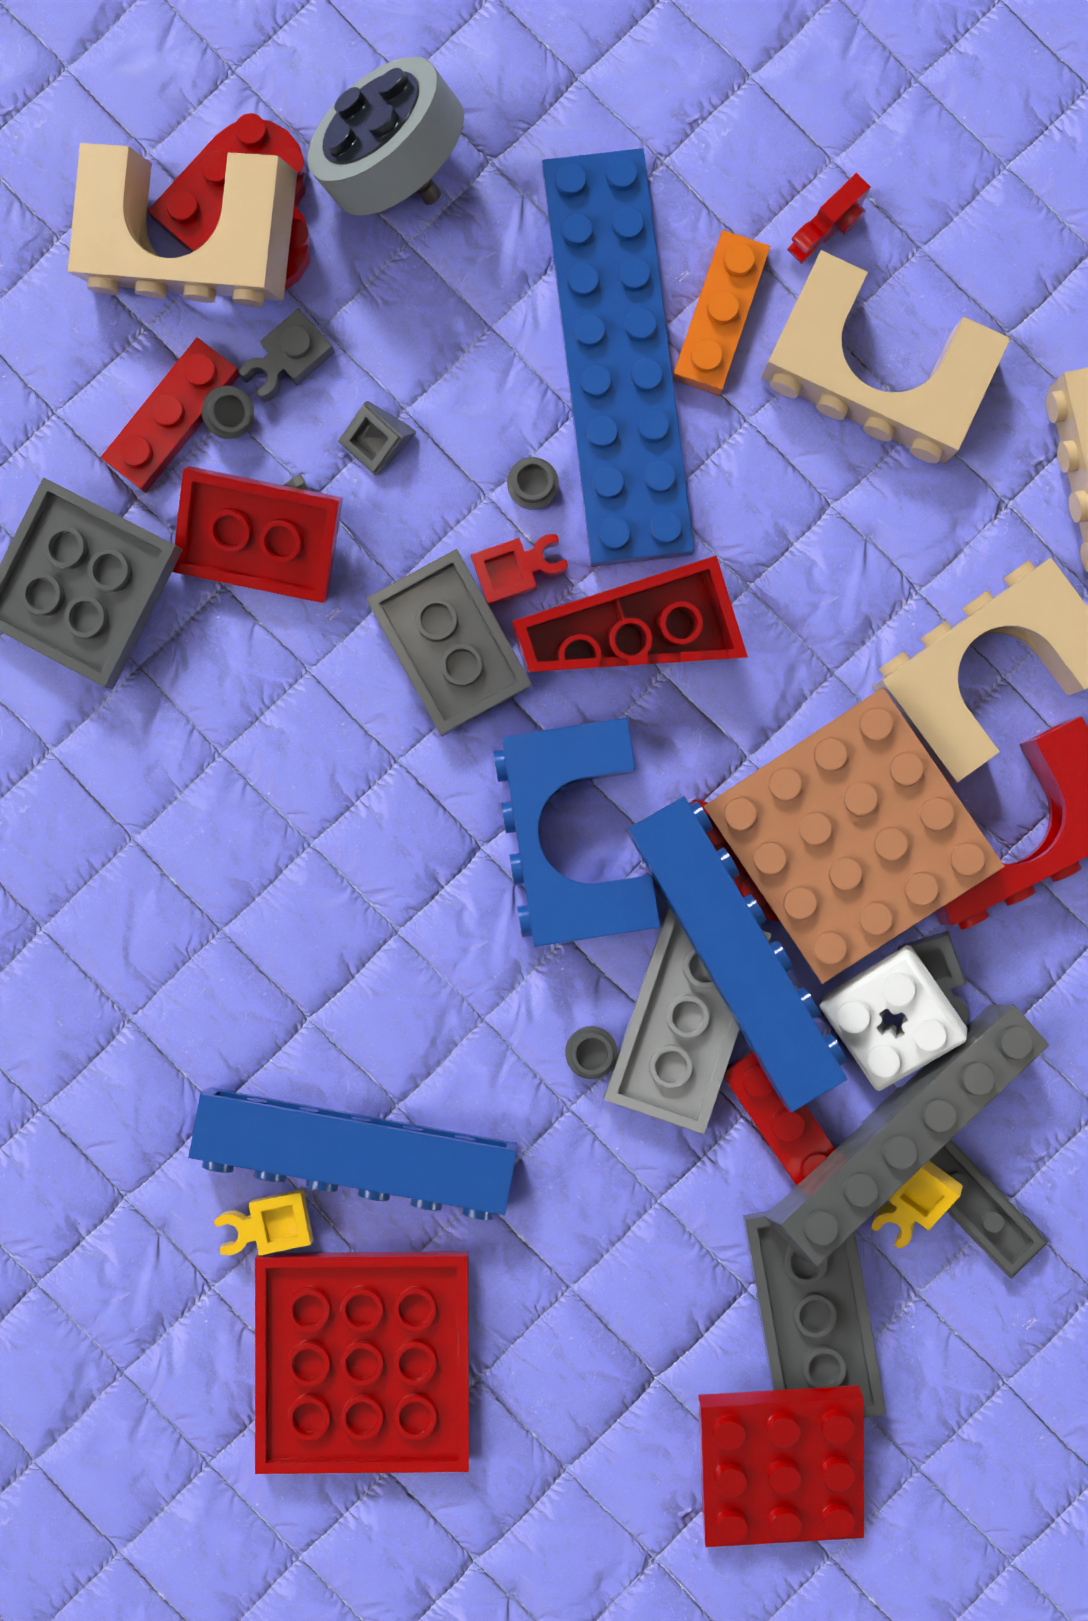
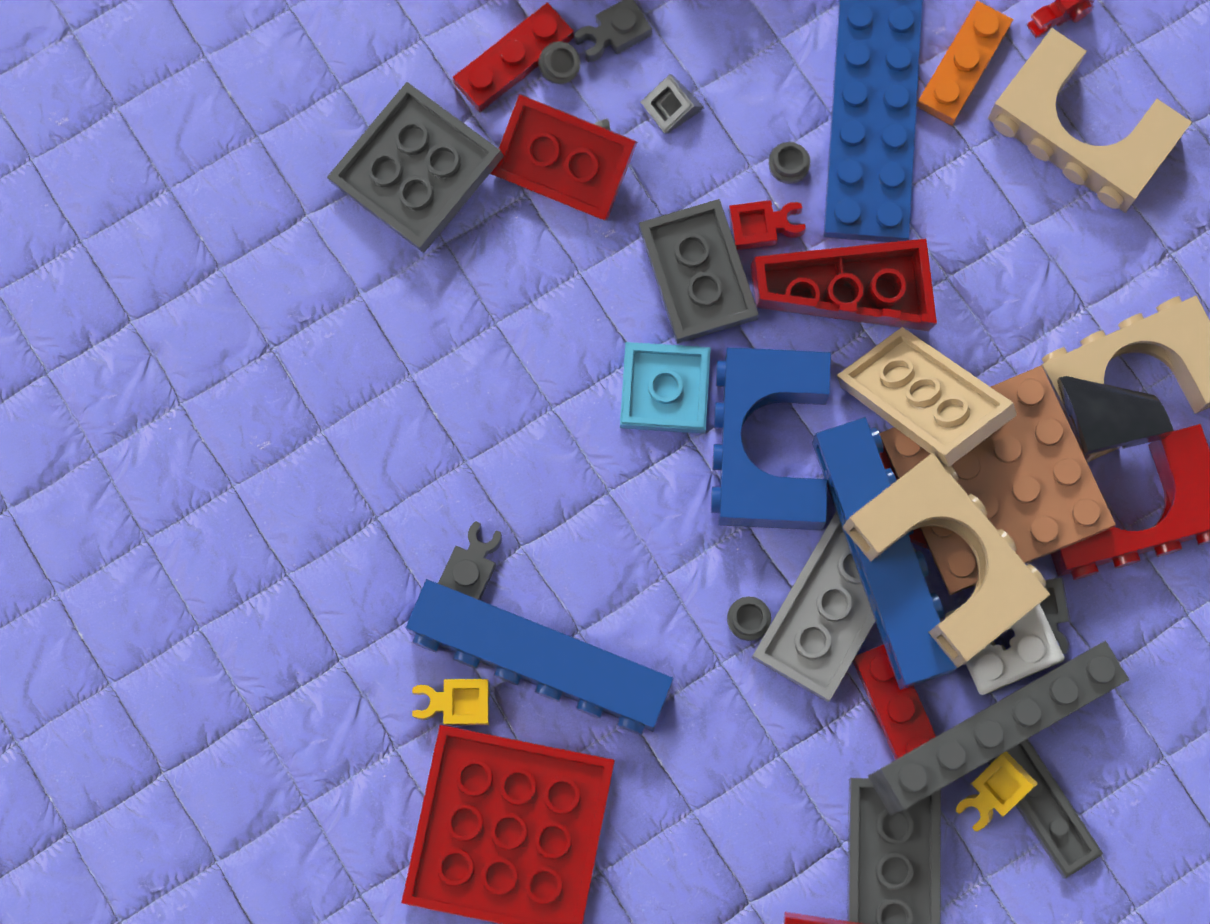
camera: 20 degrees right, 10 degrees down
(252, 1062) = (469, 569): none -> dark grey plate
(438, 793) = (665, 387): none -> medium azure tile
(753, 754) = (926, 396): none -> tan plate
(887, 979) = (1004, 584): none -> tan arch
(977, 729) = (1113, 415): none -> black slope

